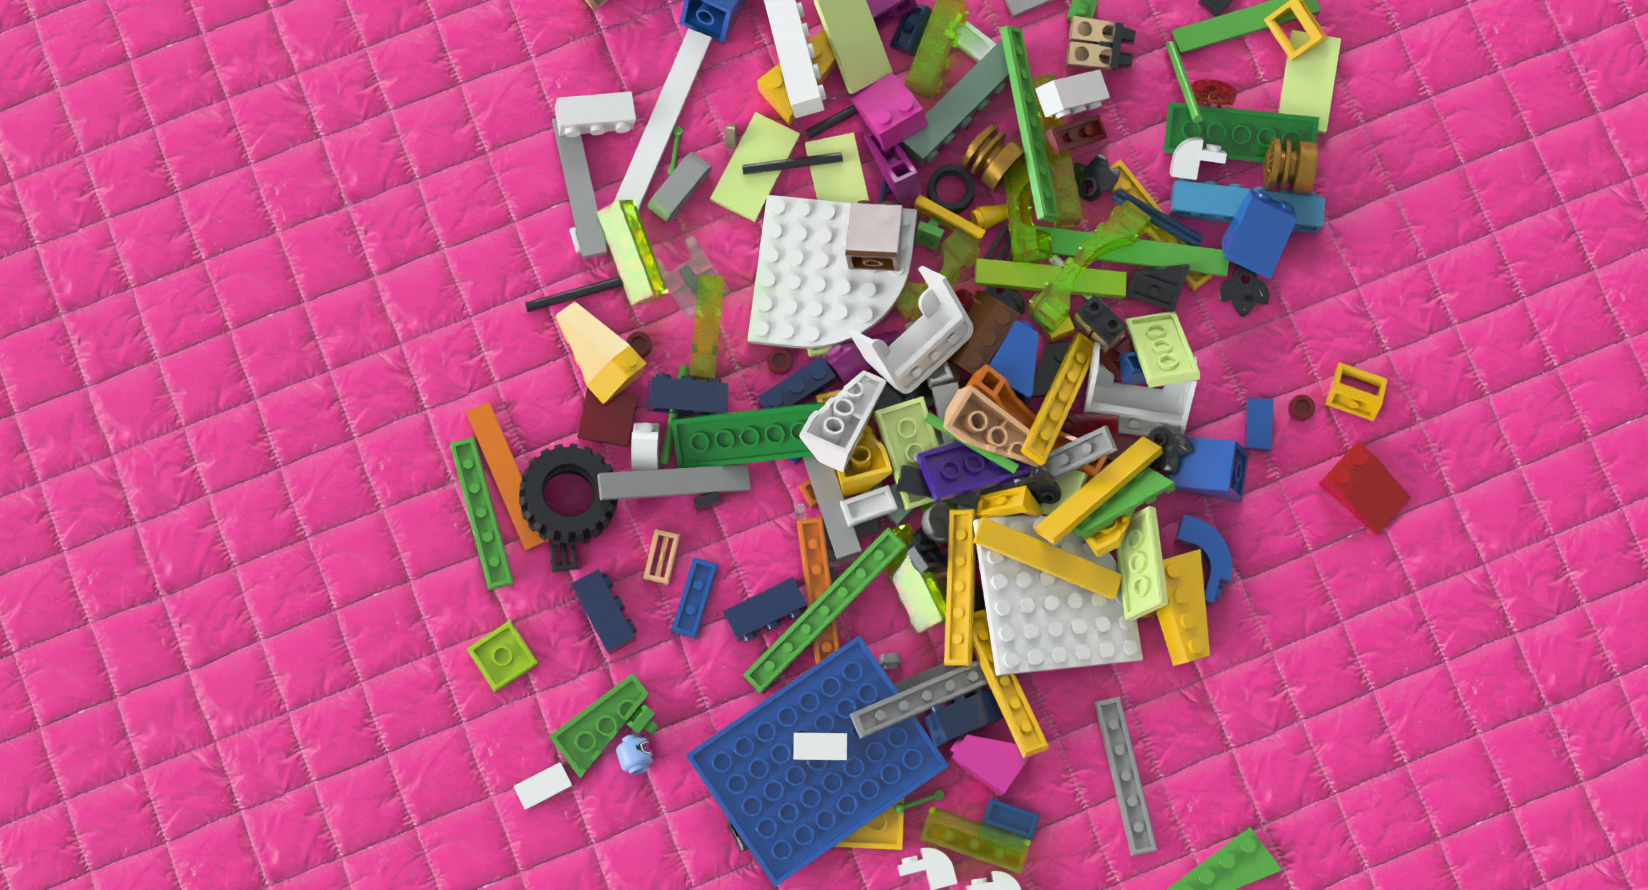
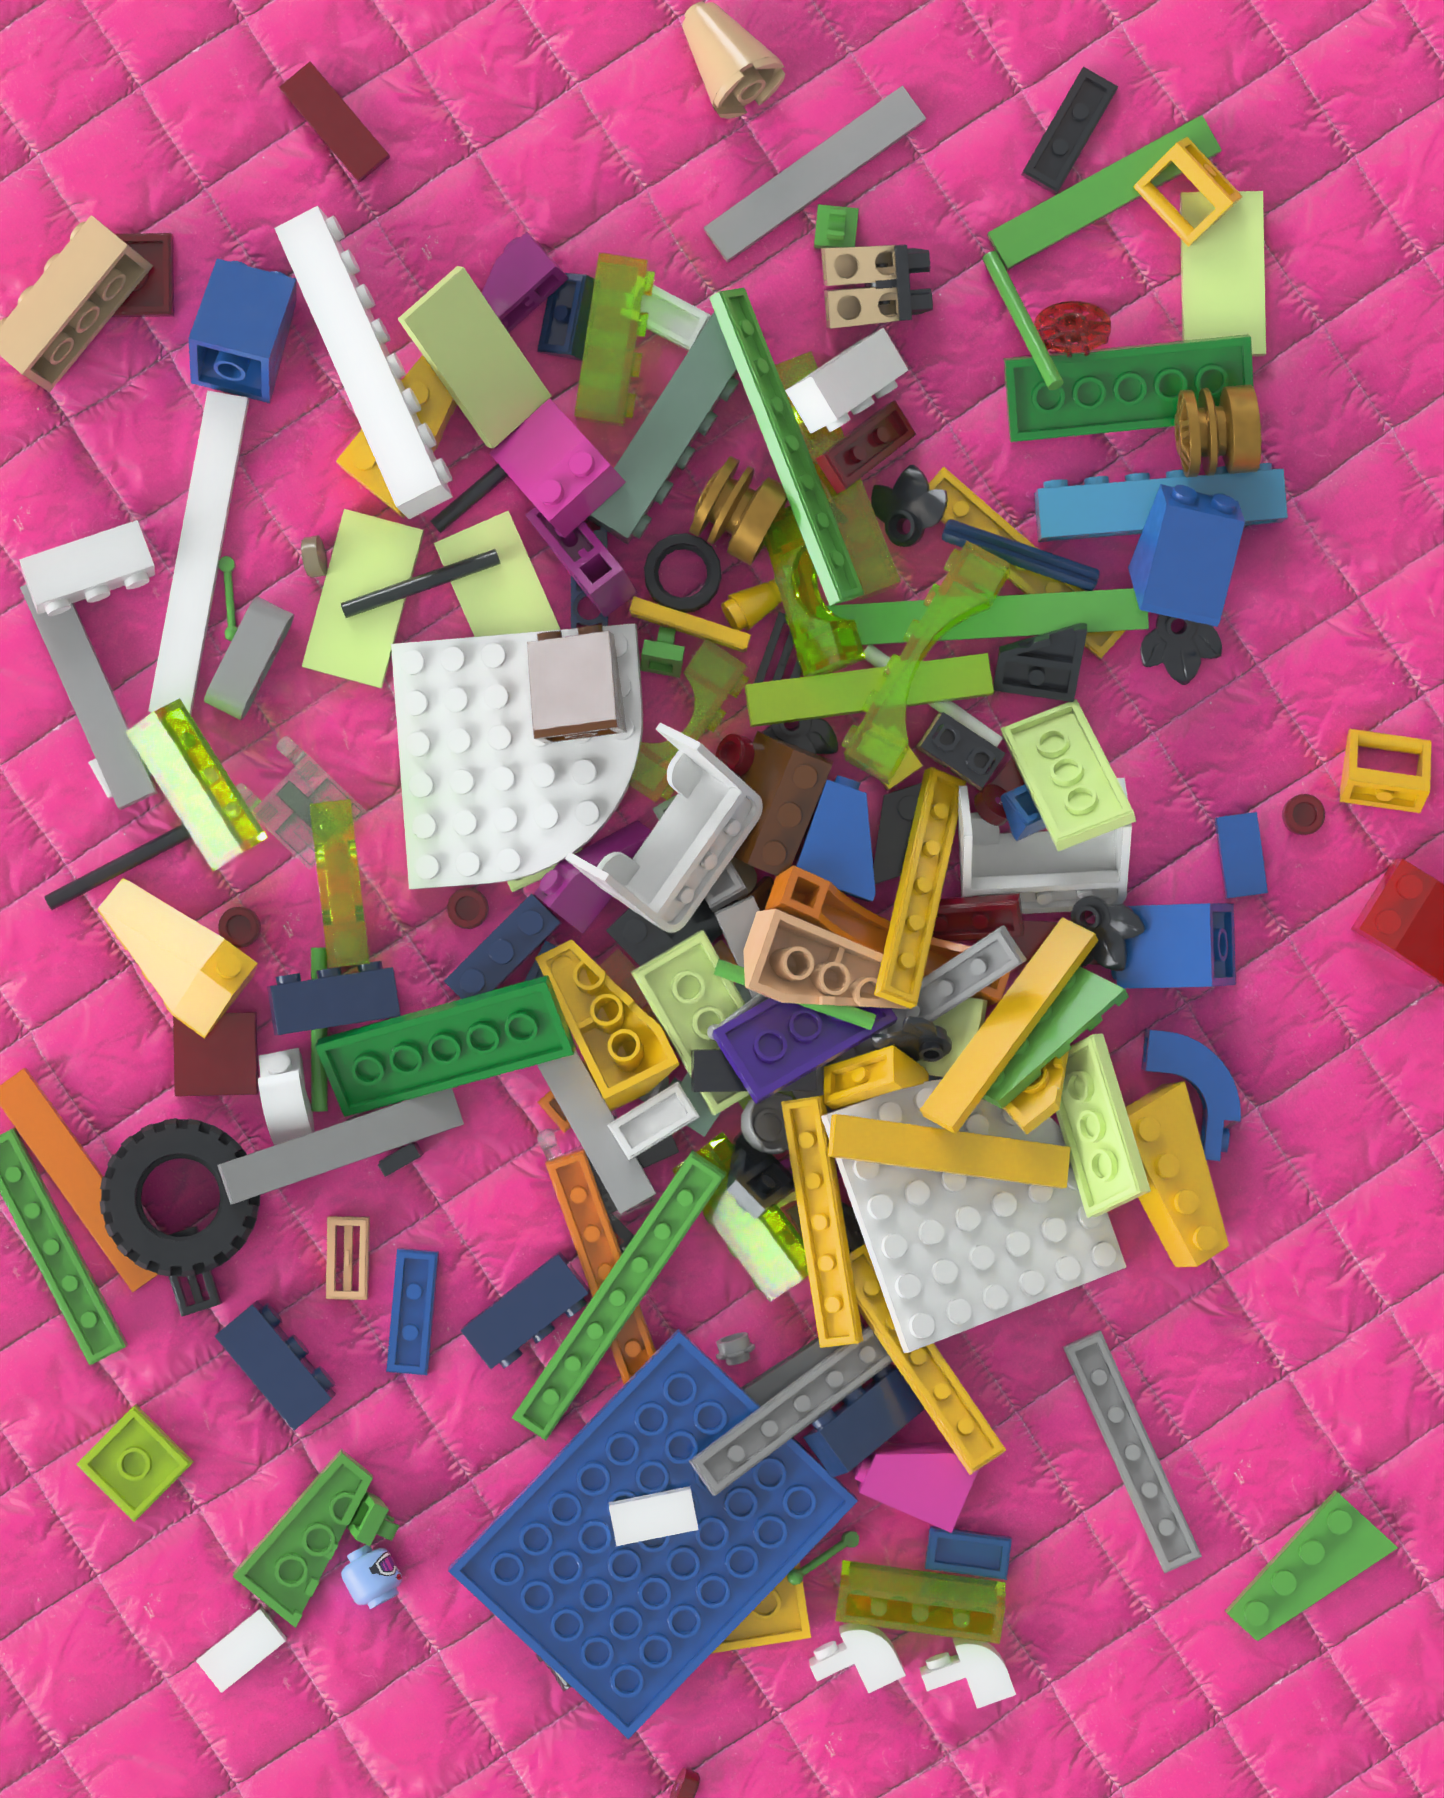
camera: 10 degrees left, 10 degrees up
(838, 425) = (579, 1011): white wedge -> none
(1188, 155) = (1054, 438): white brick -> none

